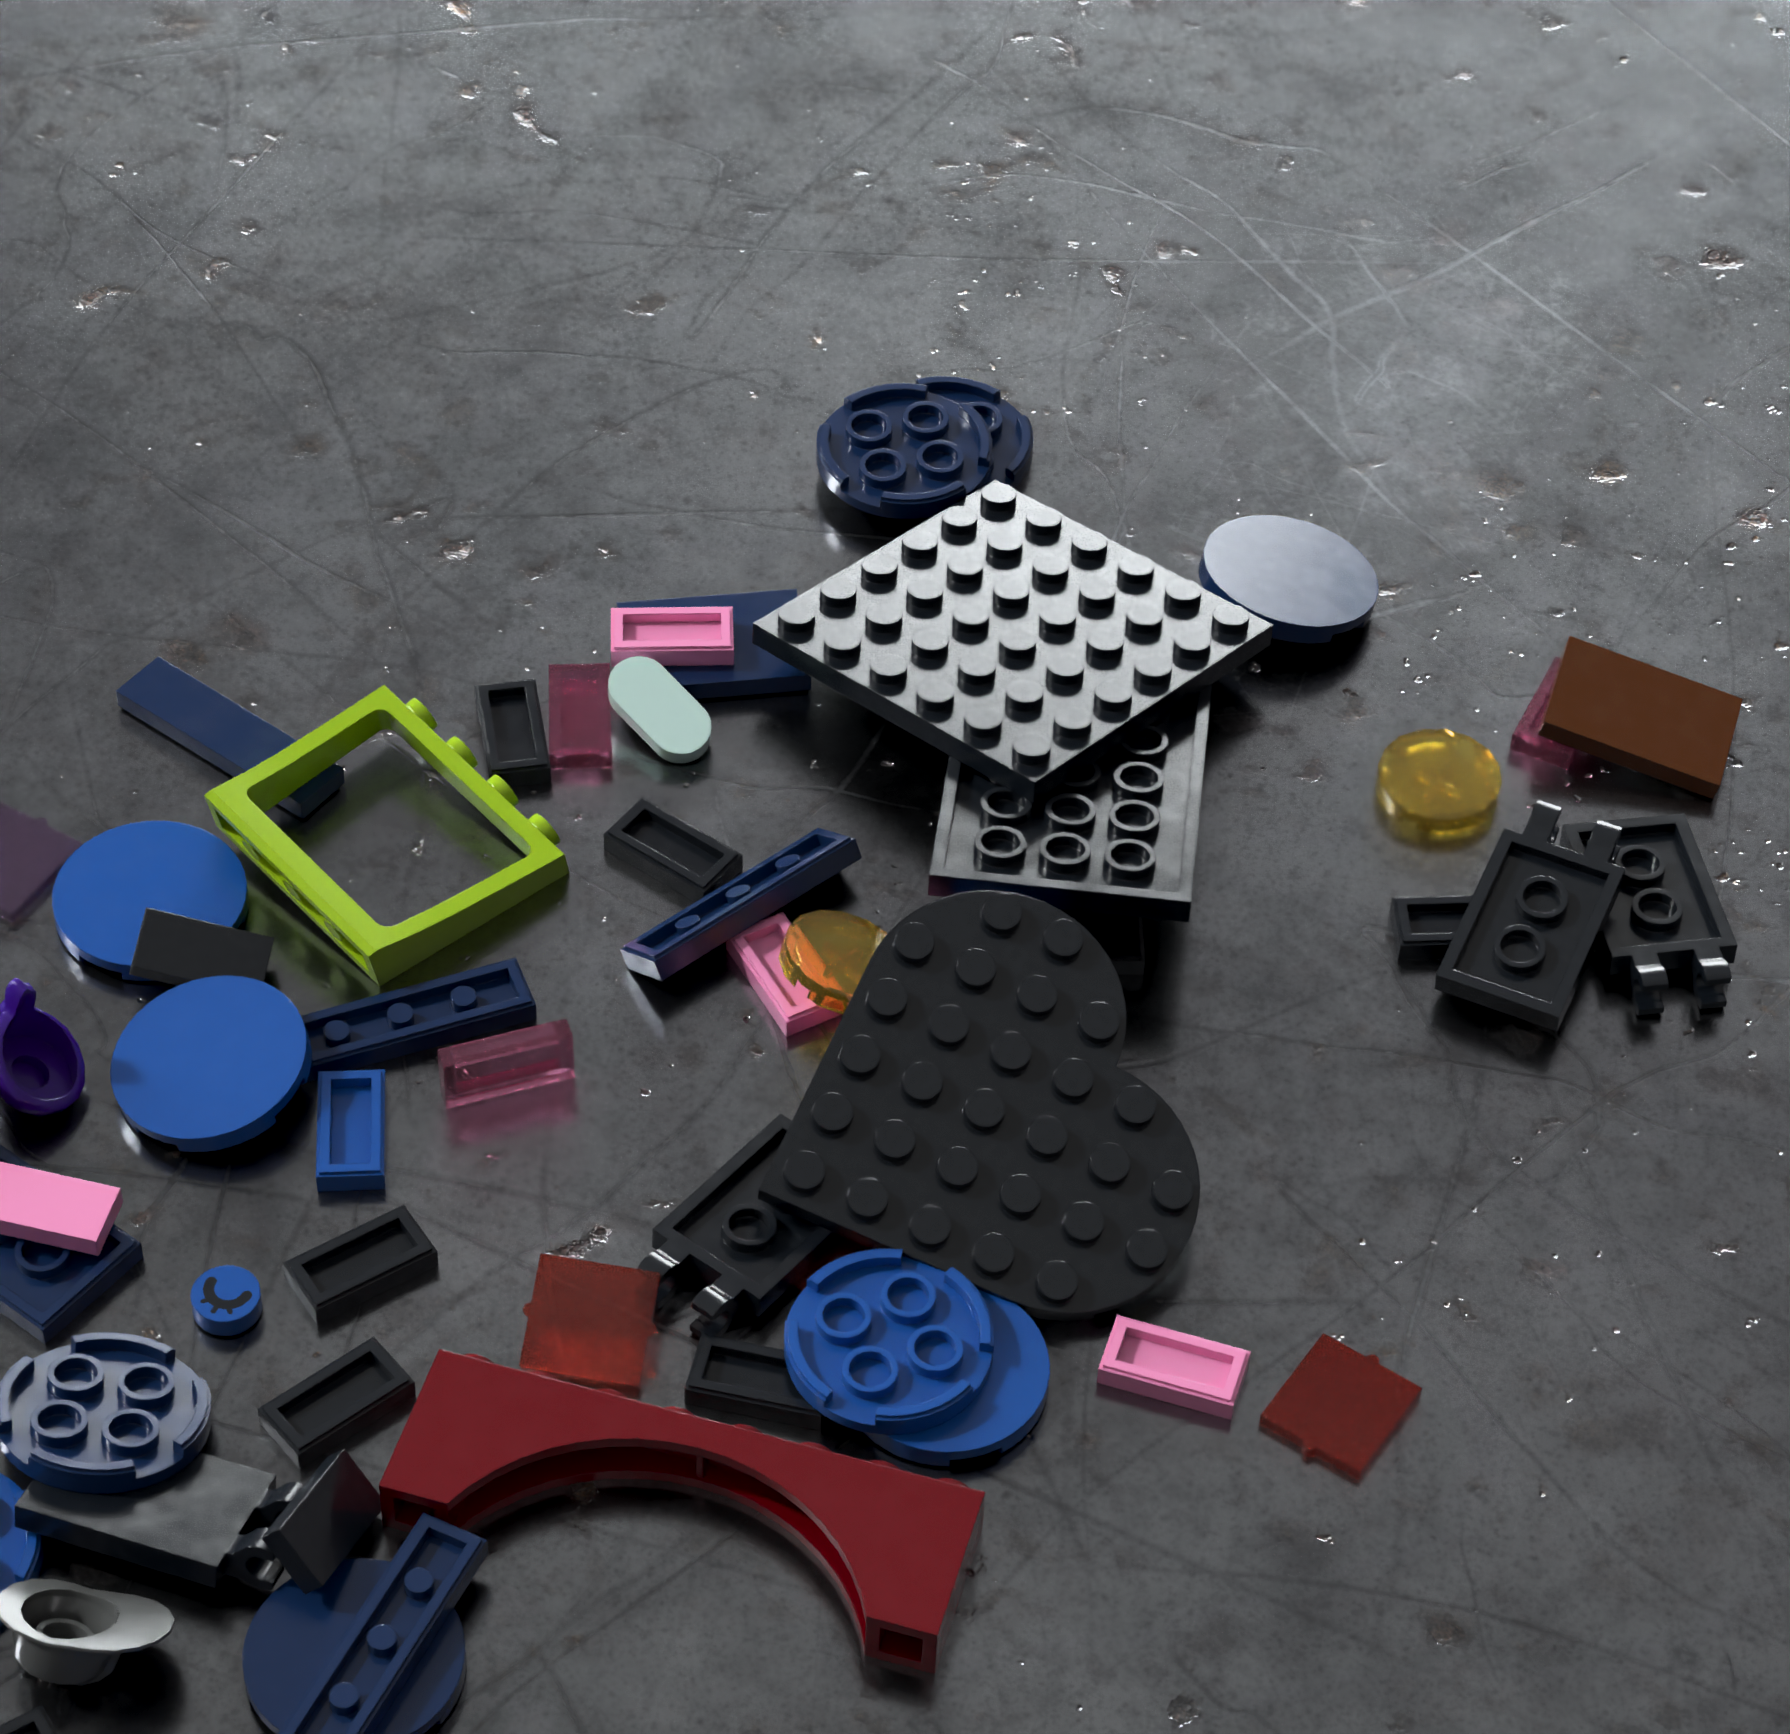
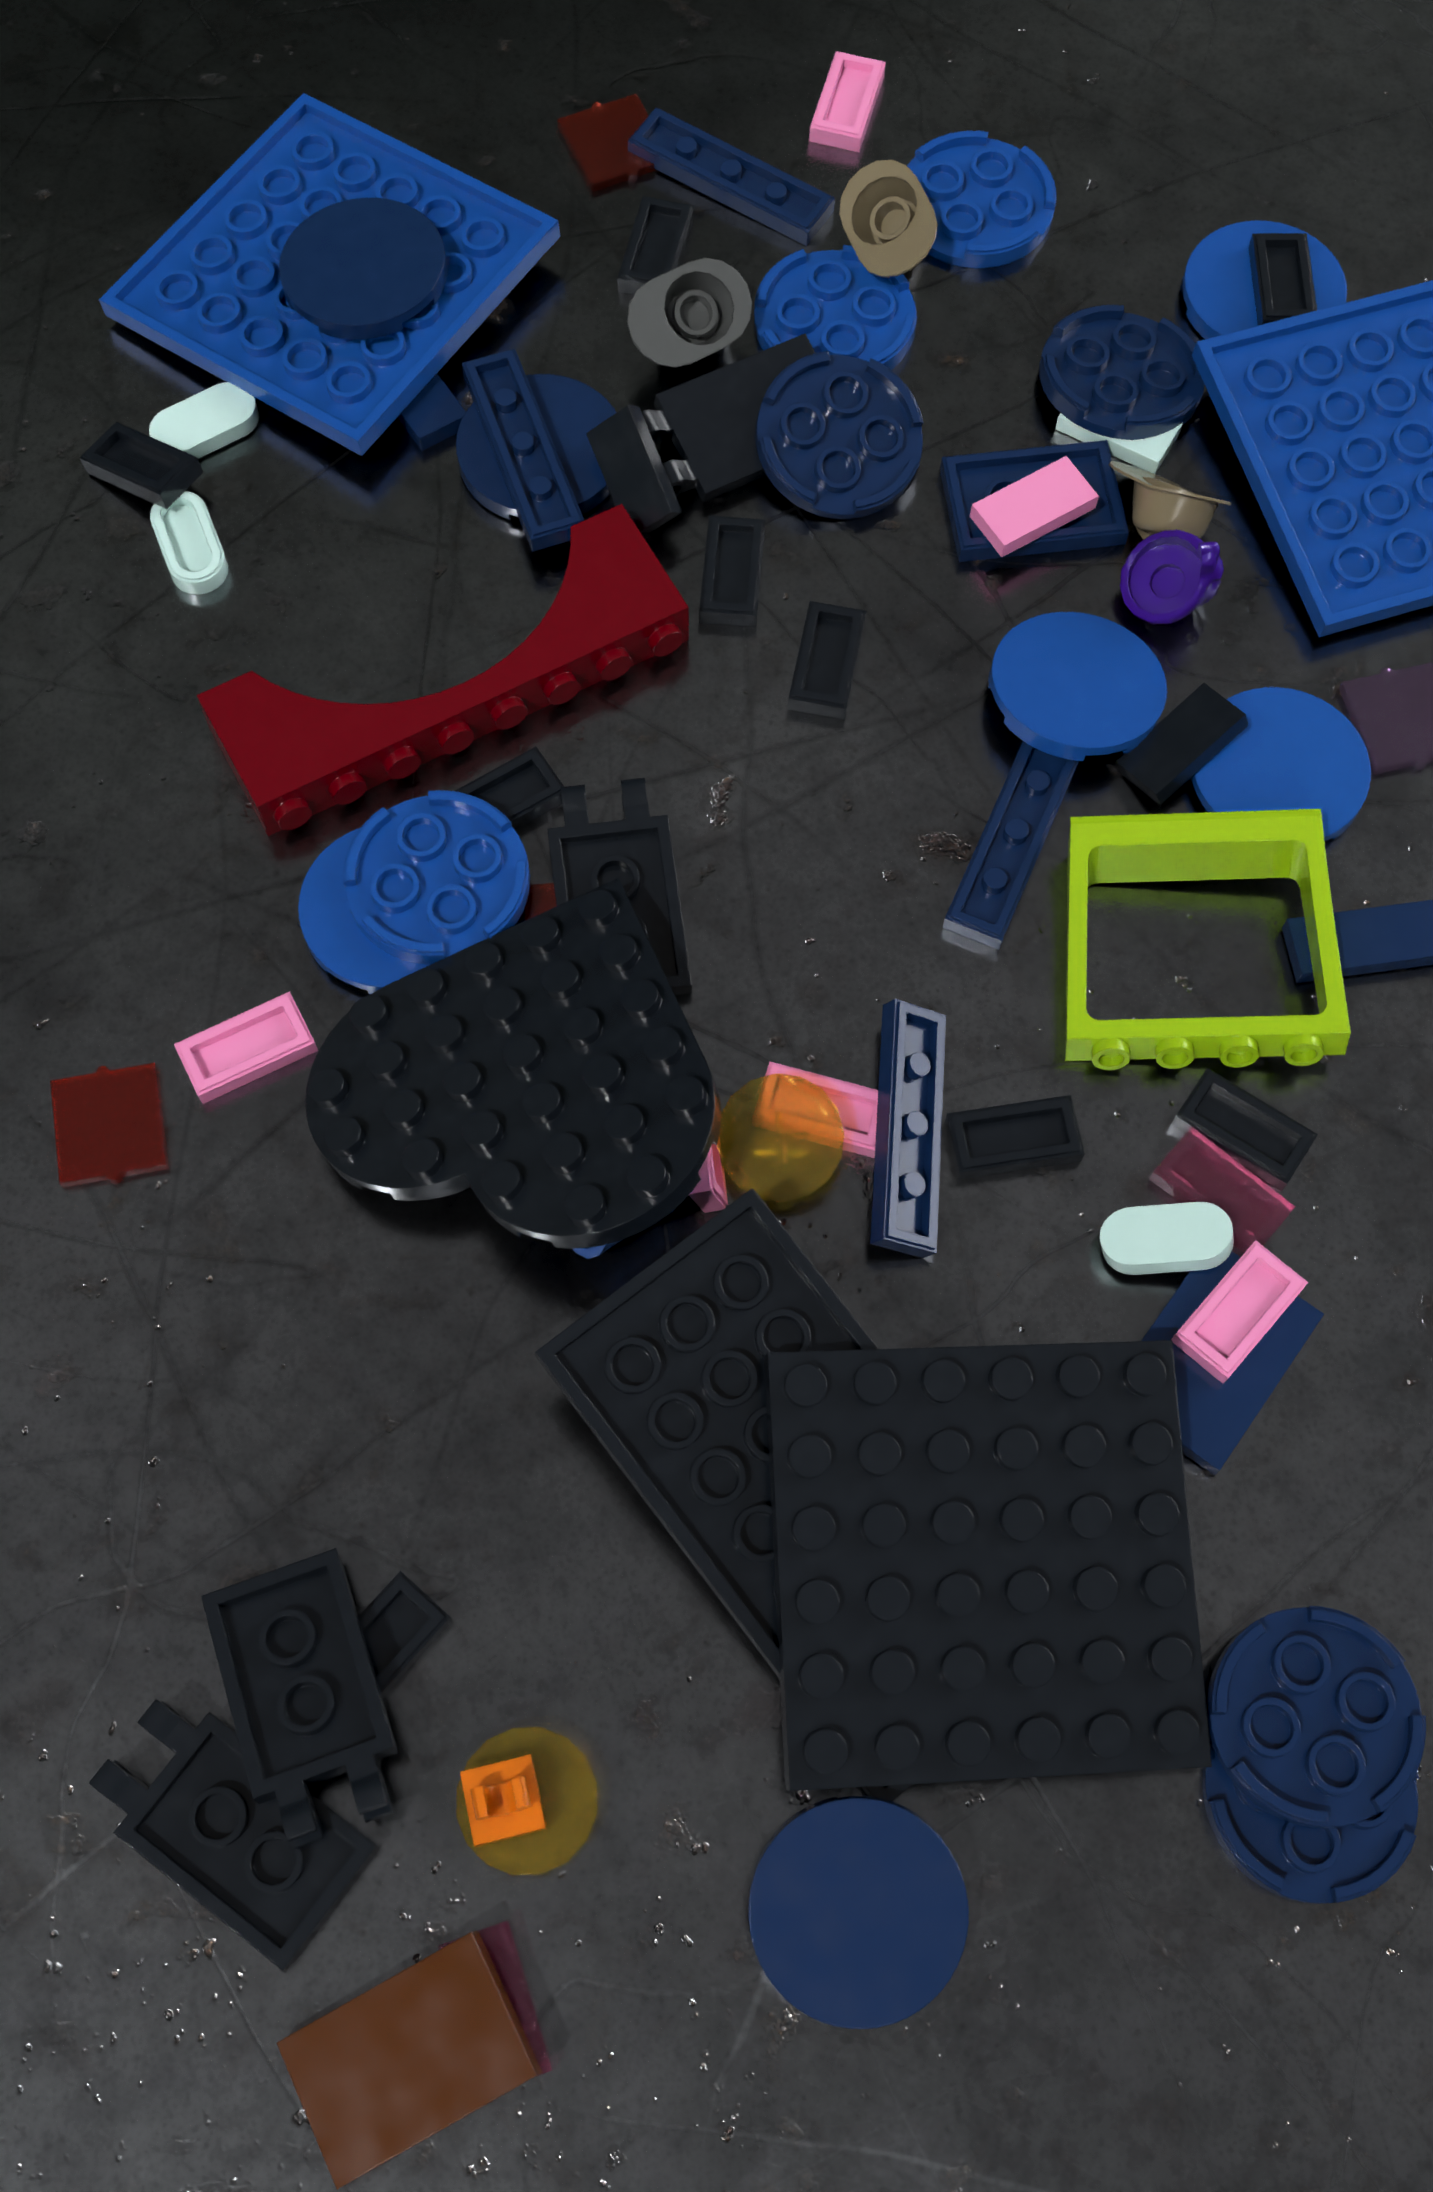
camera: 135 degrees right, 20 degrees up
(226, 1300) = (871, 568): blue tile -> none
(351, 1130) = (946, 736): blue tile -> none
(506, 1063) = (903, 850): clear pink tile -> none
(590, 1320) = (640, 732): clear red piece -> none
(1457, 773) = (503, 1800): none -> orange tile

